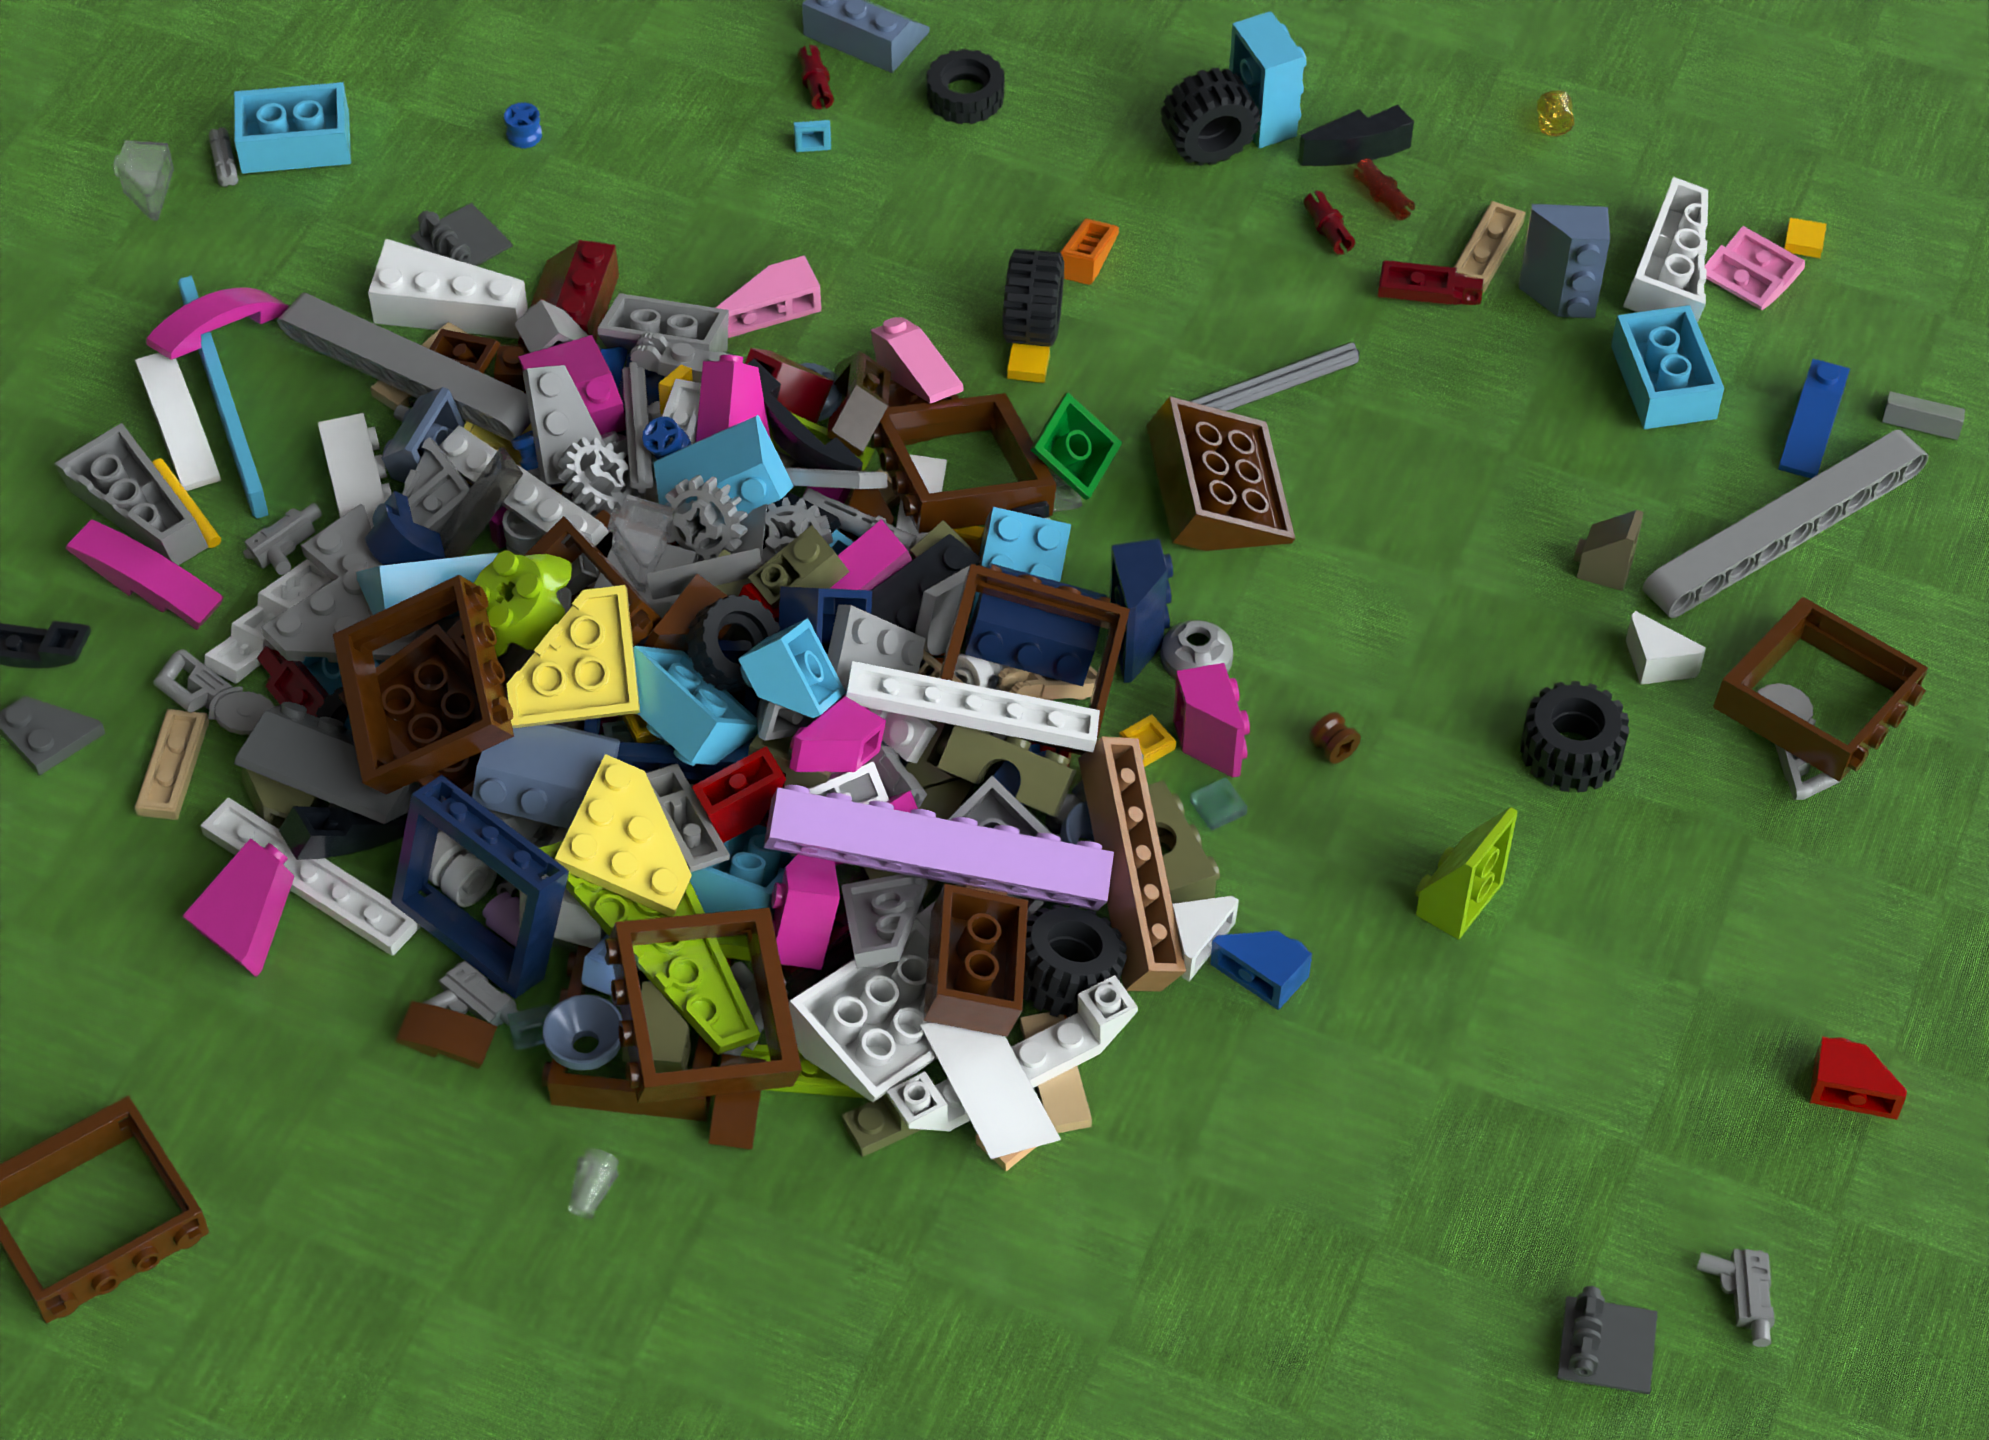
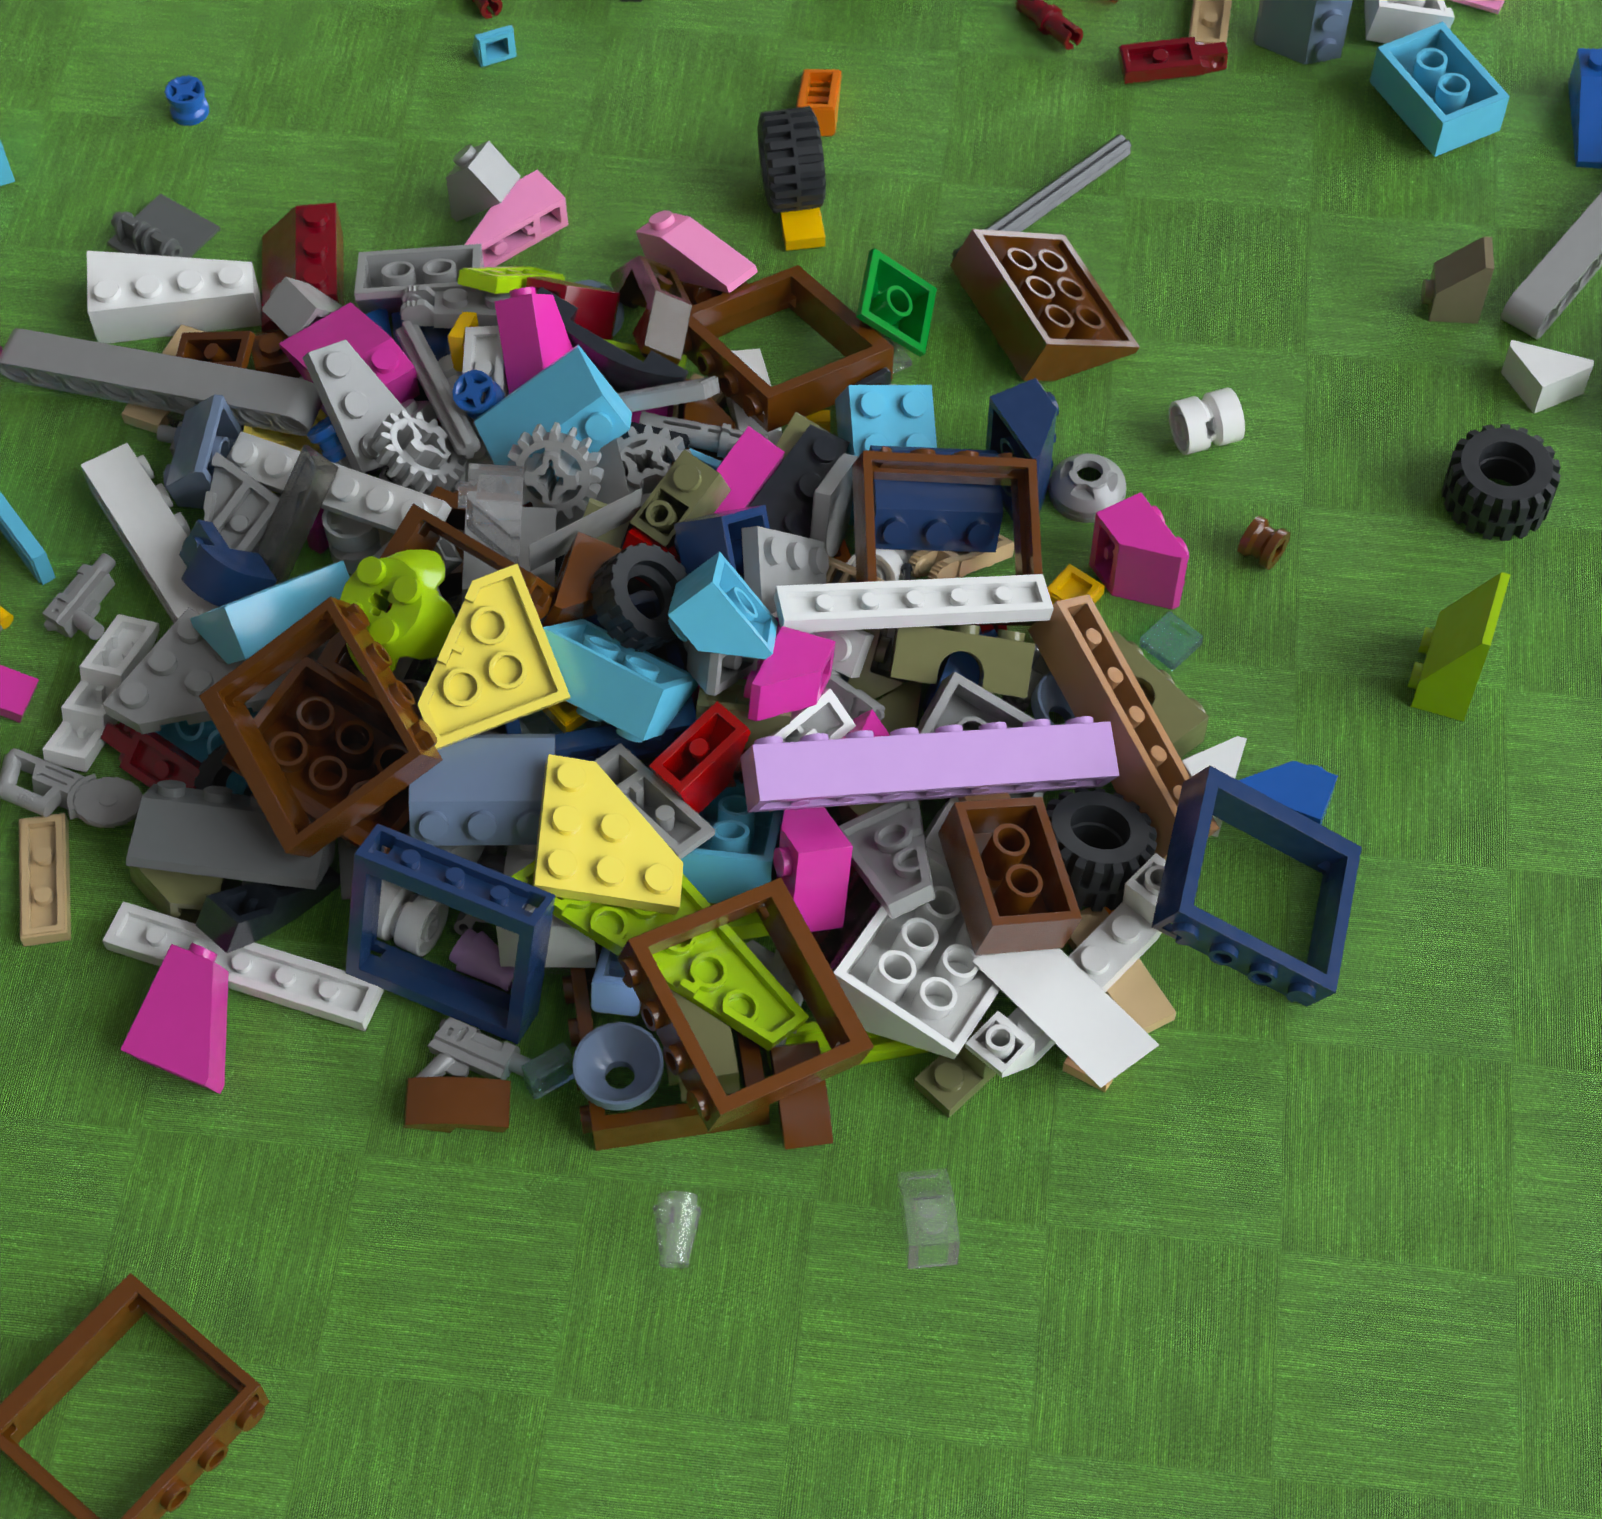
camera: 15 degrees left, 5 degrees up
(342, 545) = (158, 594): light grey wing -> none
(725, 343) = (502, 279): none -> lime tile
(746, 252) = (478, 180): none -> light grey slope
(807, 1232) = (928, 1218): none -> clear slope
(1235, 982) = (1289, 832): none -> dark blue window
(1339, 618) = (1213, 419): none -> white wheel

